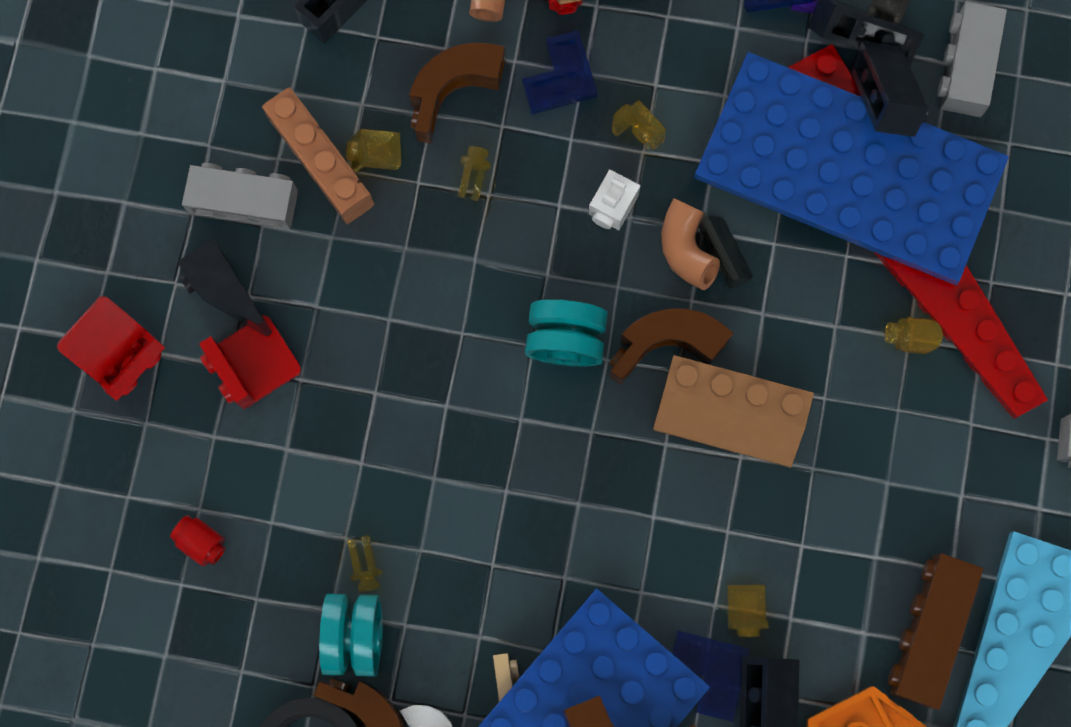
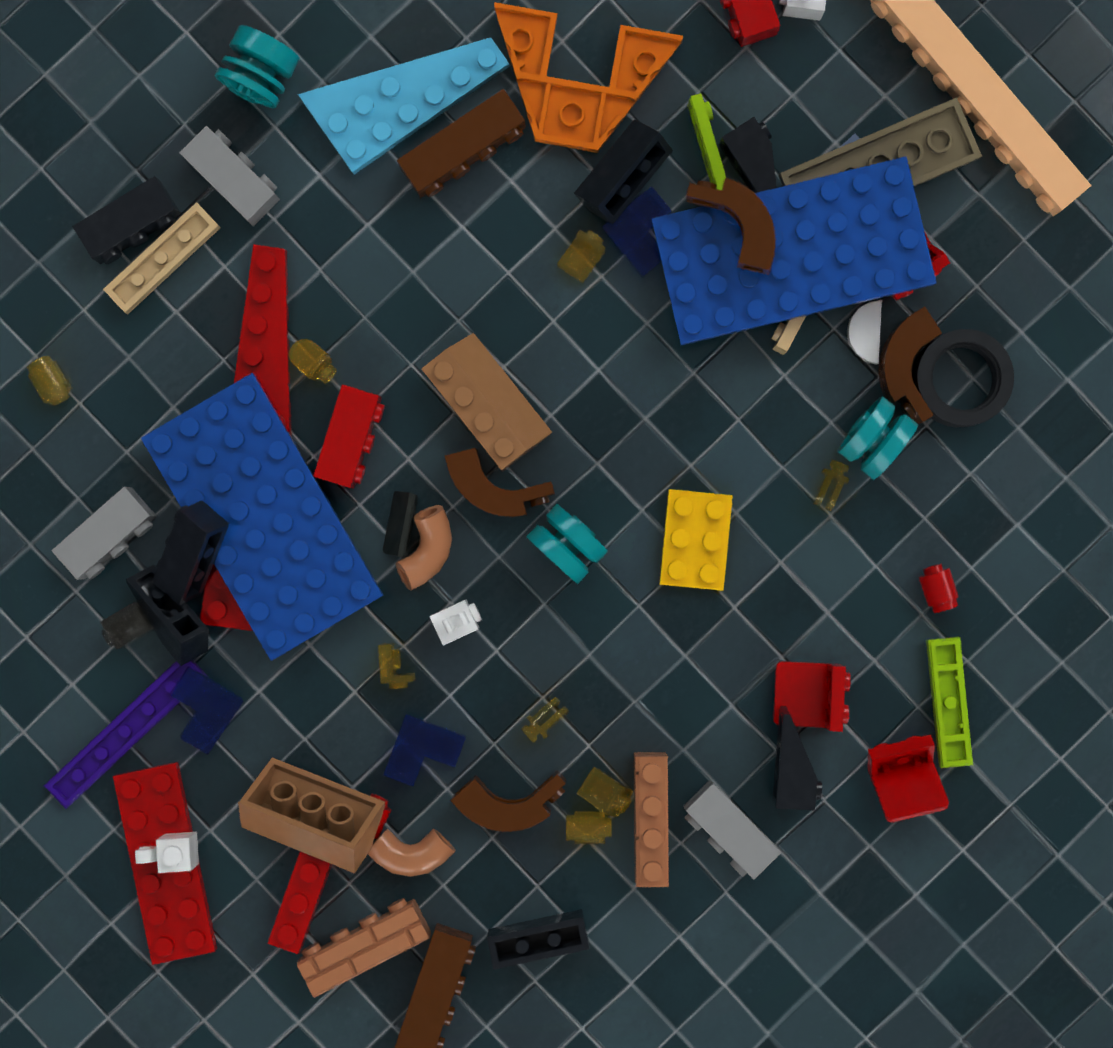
camera: 150 degrees left, 10 degrees up
(119, 446) = (949, 702): none -> lime plate
(368, 110) = (588, 827): none -> clear yellow brick
(453, 426) = (695, 539): none -> yellow plate
(829, 291) = (349, 437): none -> red brick

